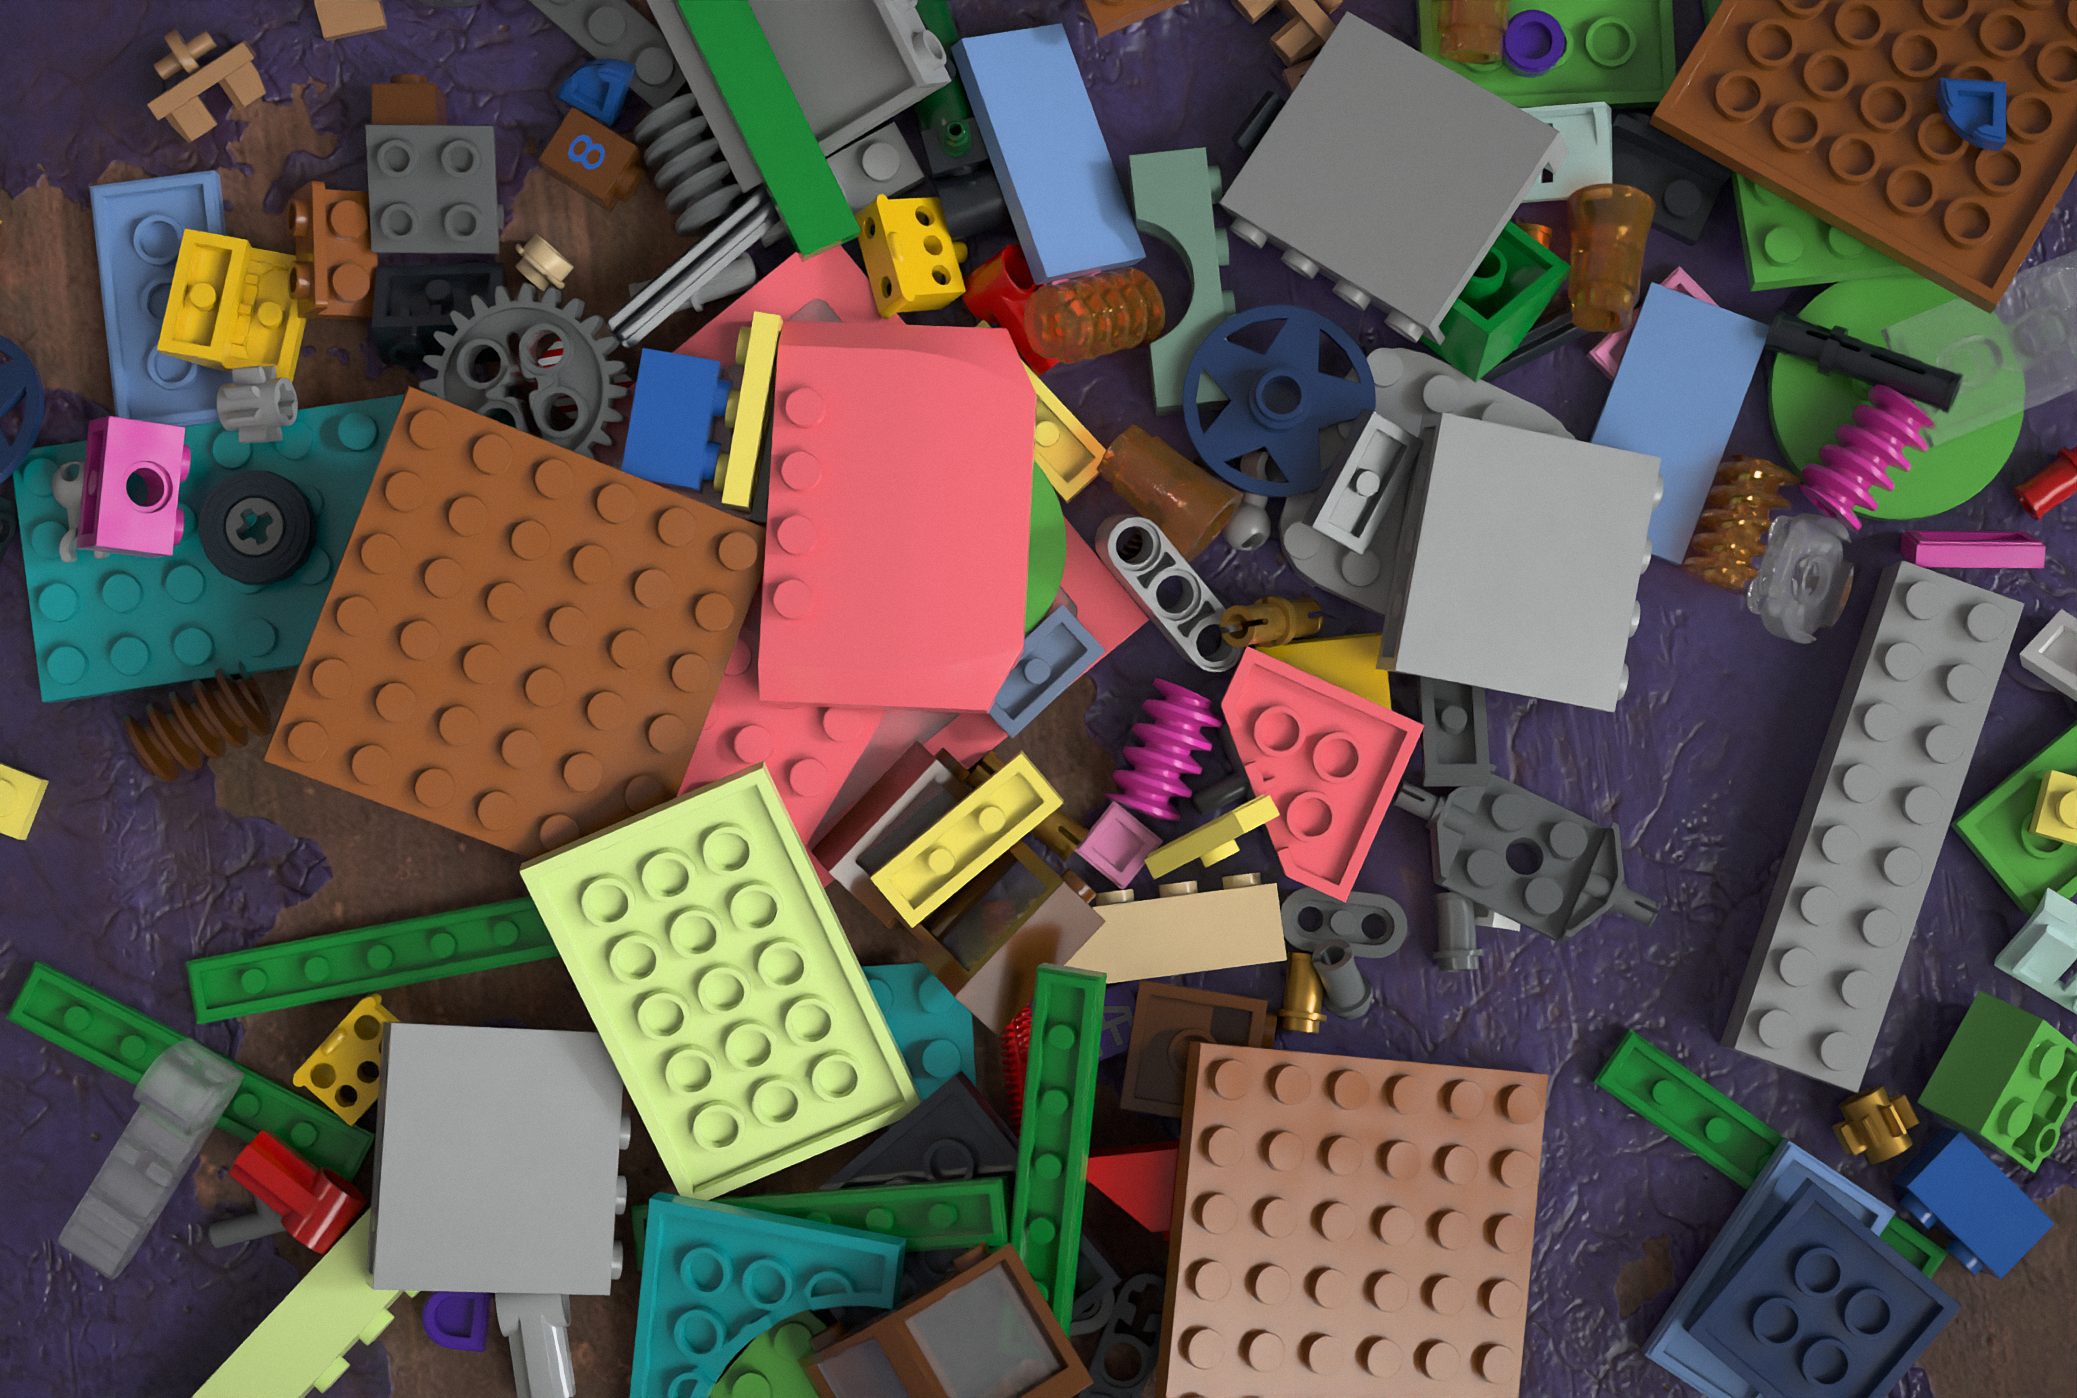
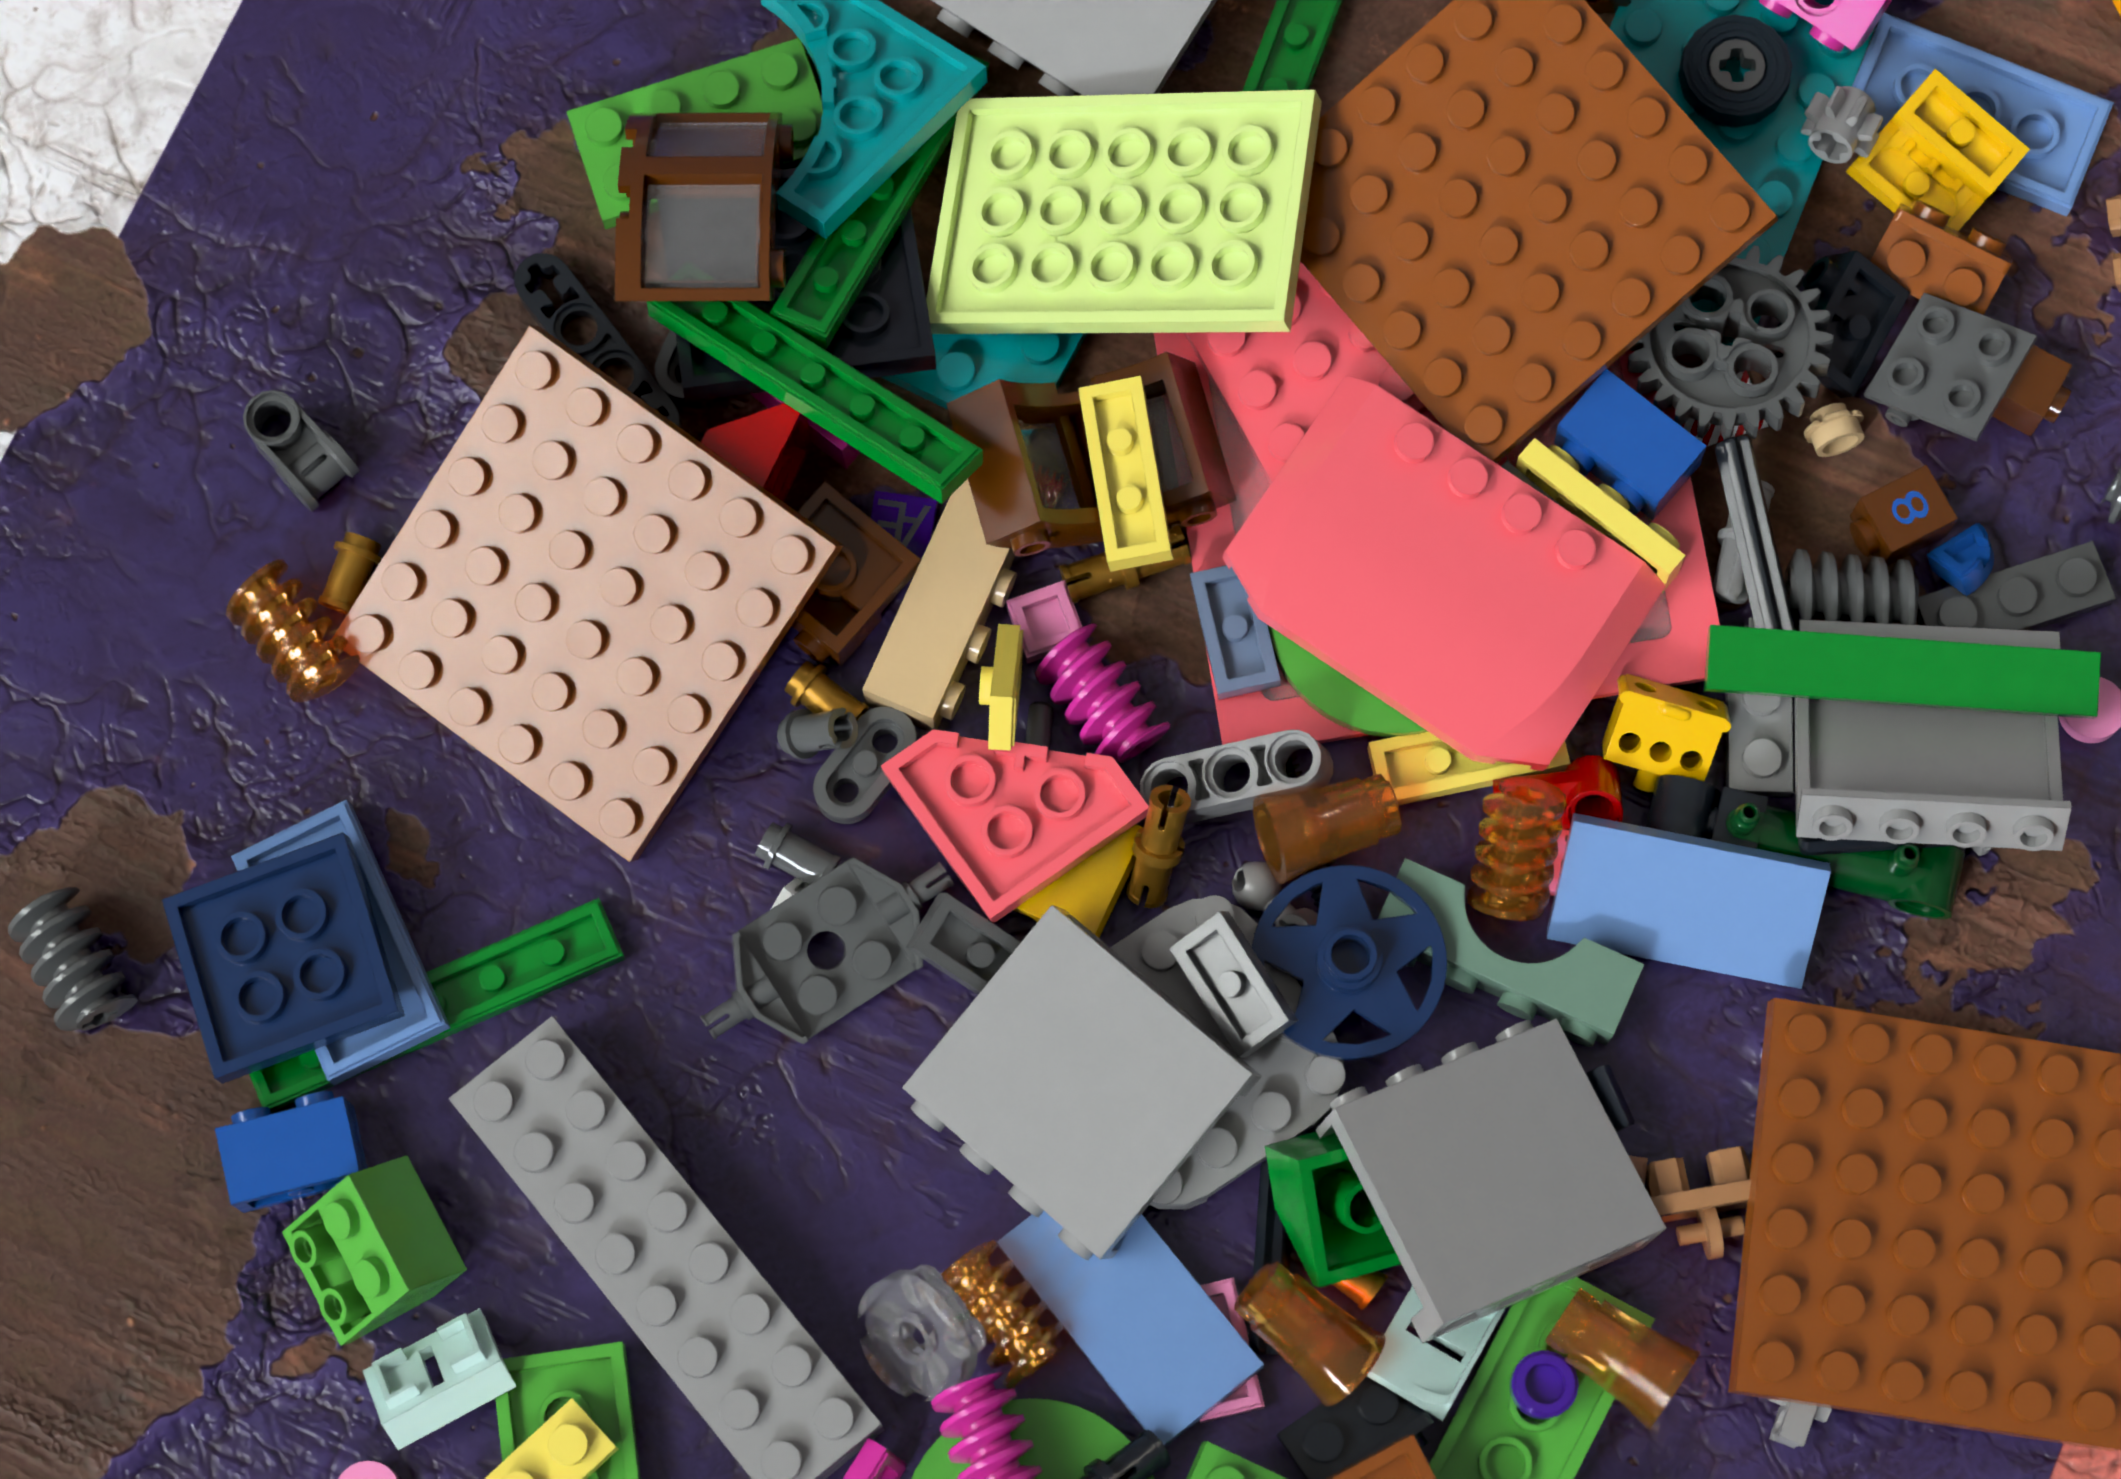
camera: 120 degrees right, 10 degrees down
(1875, 1124) = (411, 1110): pearl gold gear -> none

